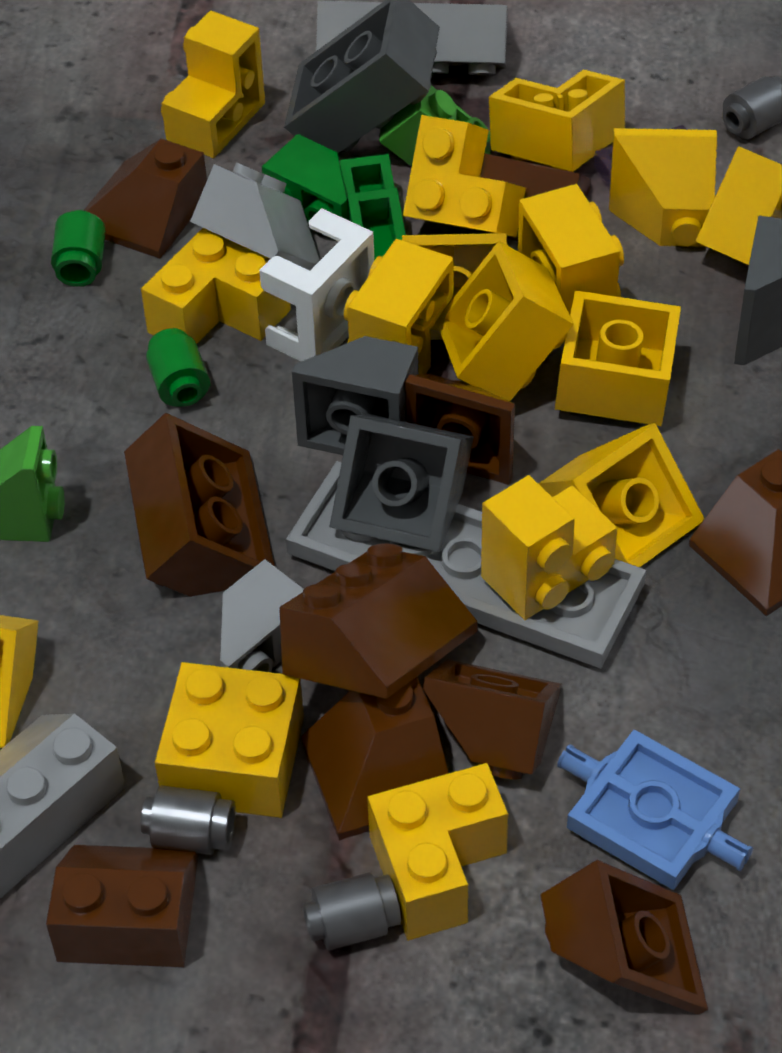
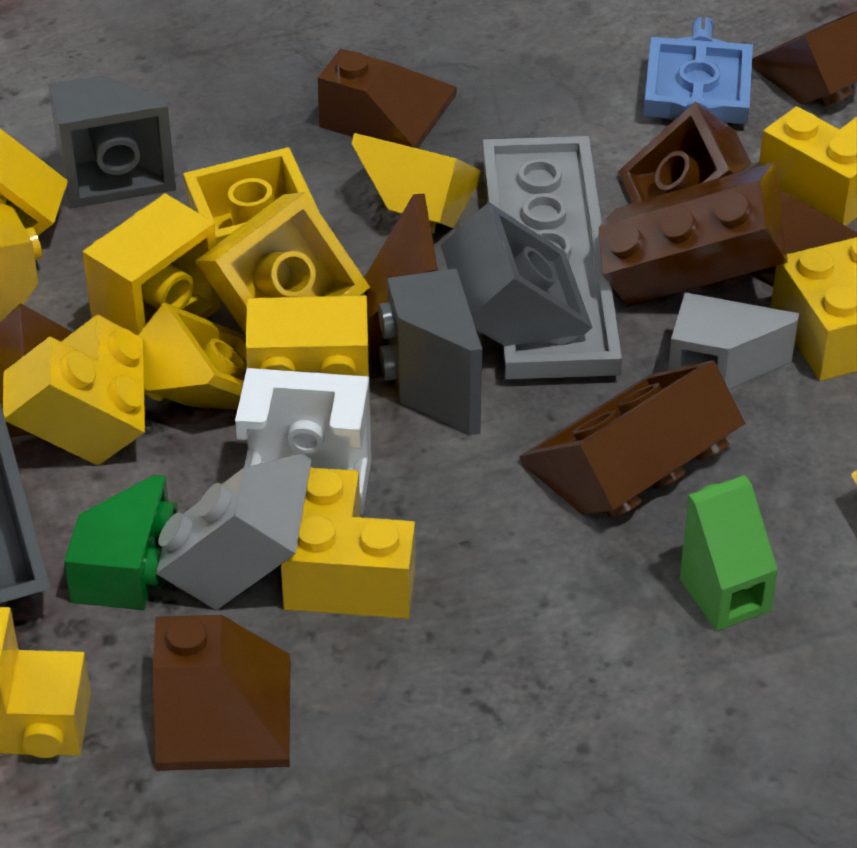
camera: 120 degrees left, 5 degrees down
(78, 248) = (341, 713): green brick -> none
(177, 368) = (466, 535): green brick -> none
(373, 199) = (186, 453): green slope -> none
(543, 545) = (537, 163): yellow brick -> none

